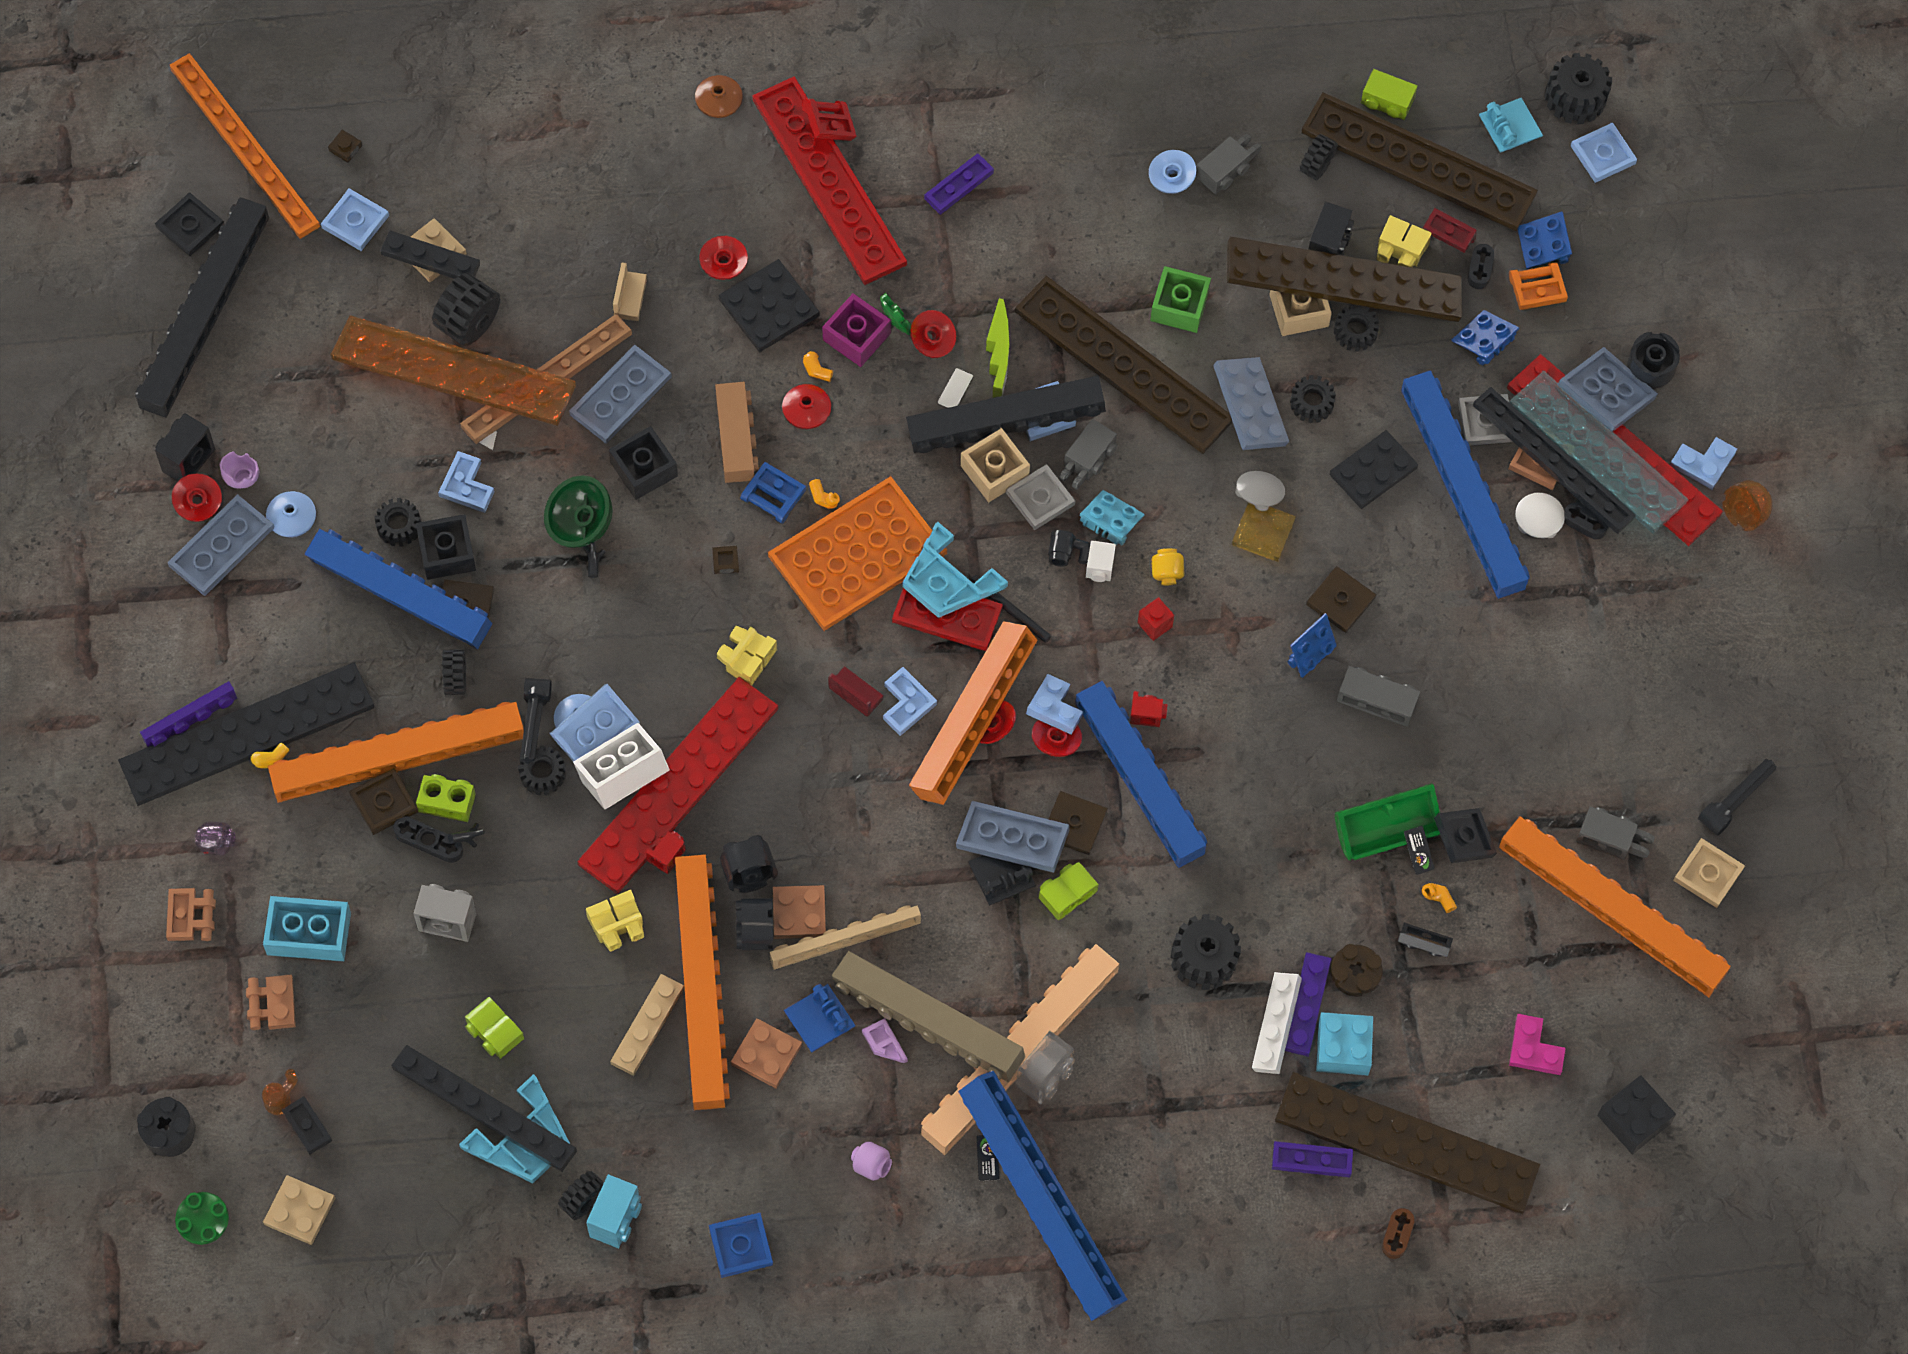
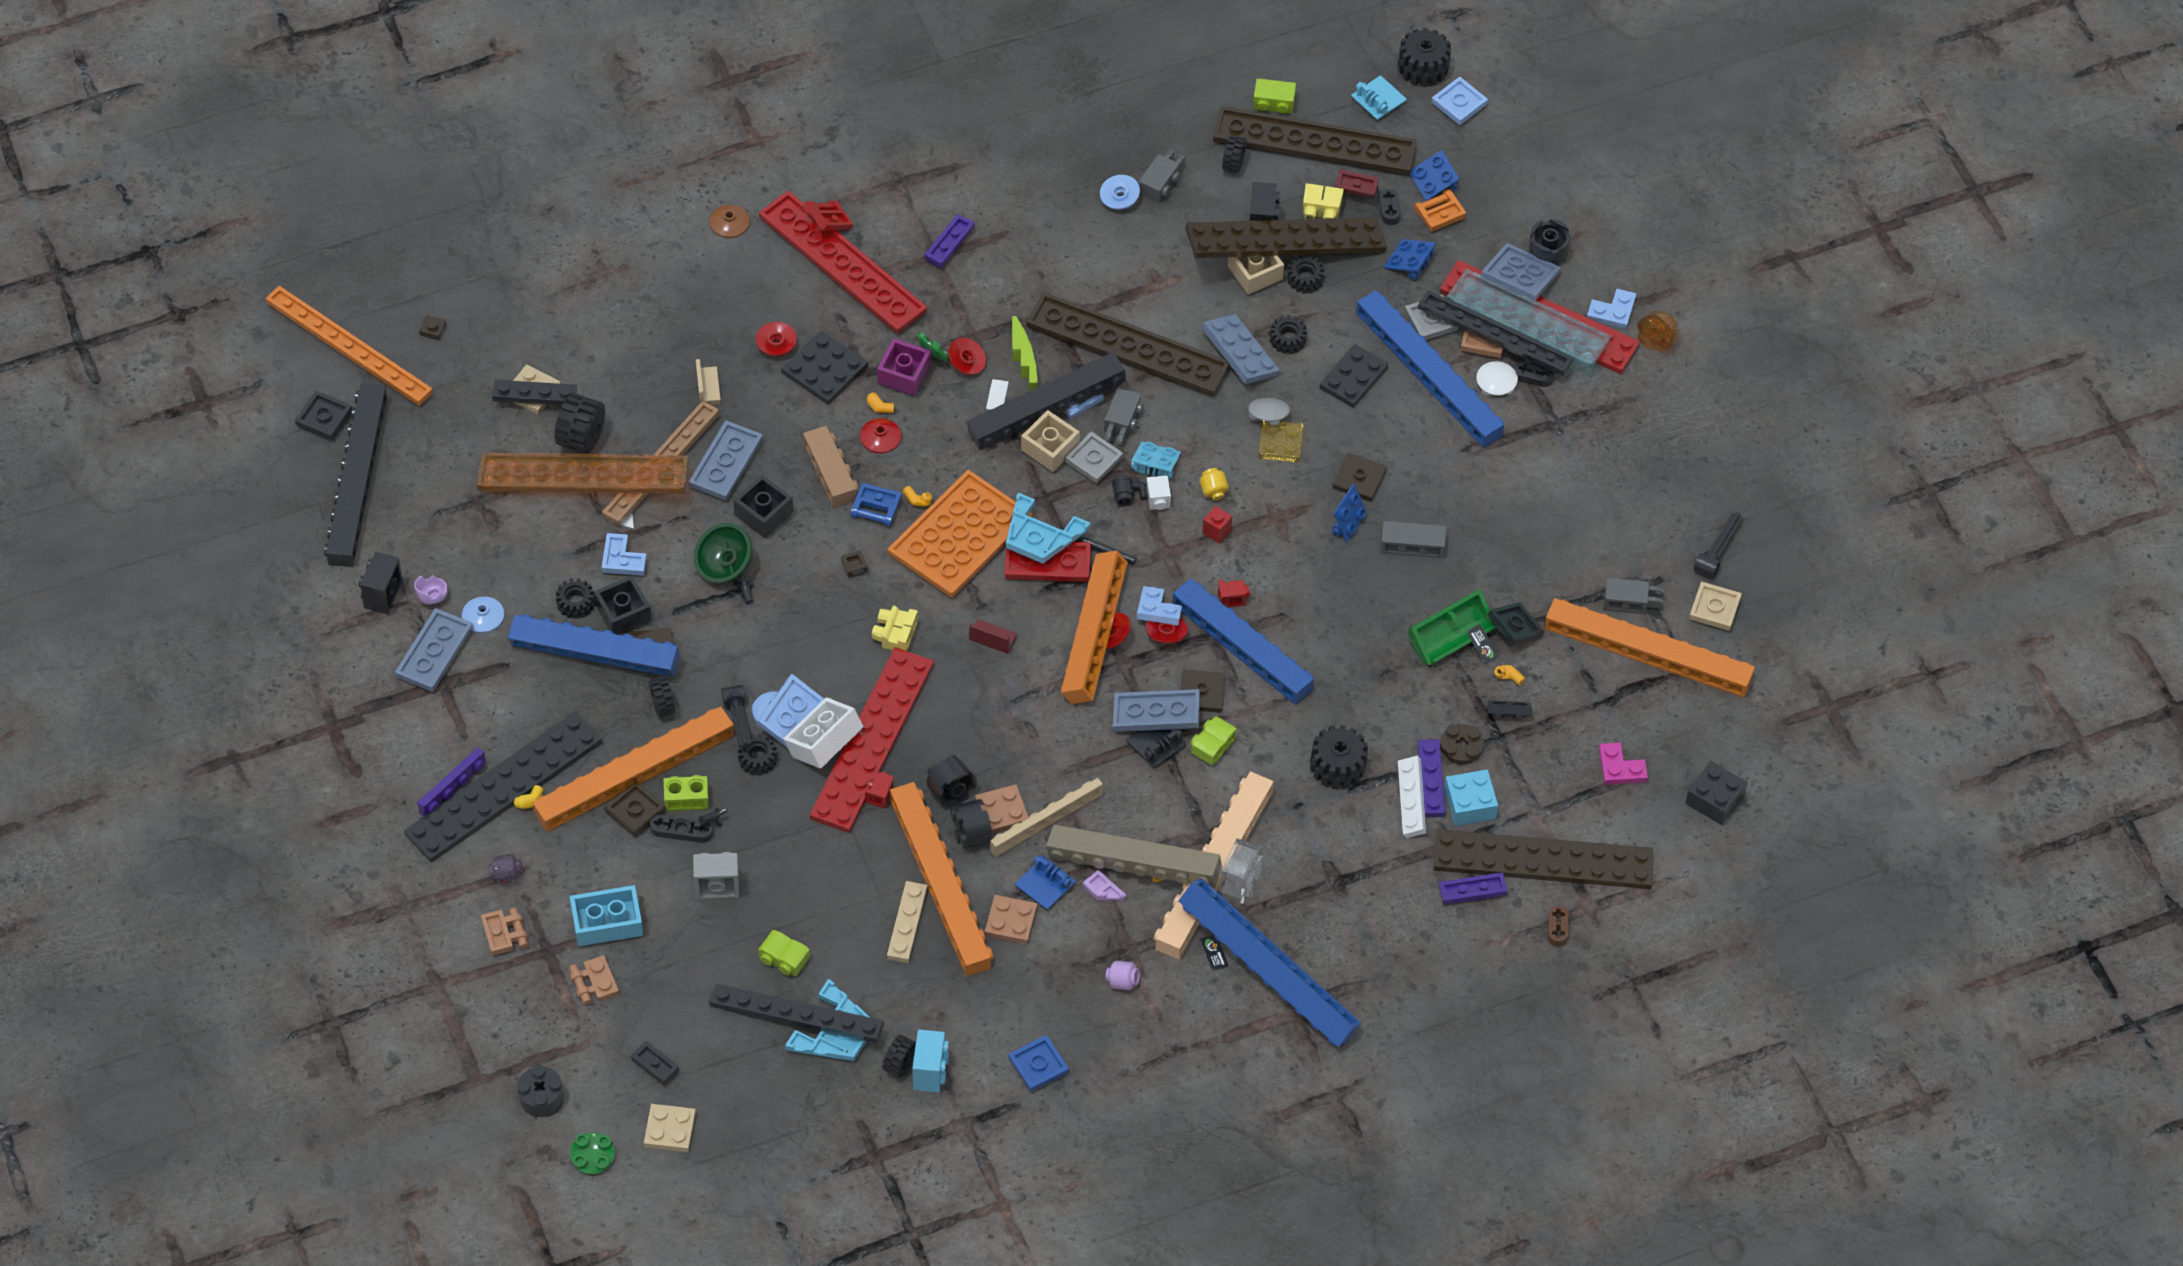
camera: 15 degrees left, 10 degrees down
(196, 486) = (401, 610): red dish -> none
(277, 1096) = (623, 1045): clear orange piece -> none
(355, 219) = (461, 380): light blue plate -> none
(627, 917) = (854, 848): light yellow hips -> none
(912, 704) = (1041, 632): light blue plate -> none
(1180, 299) = (1158, 284): bright green brick -> none

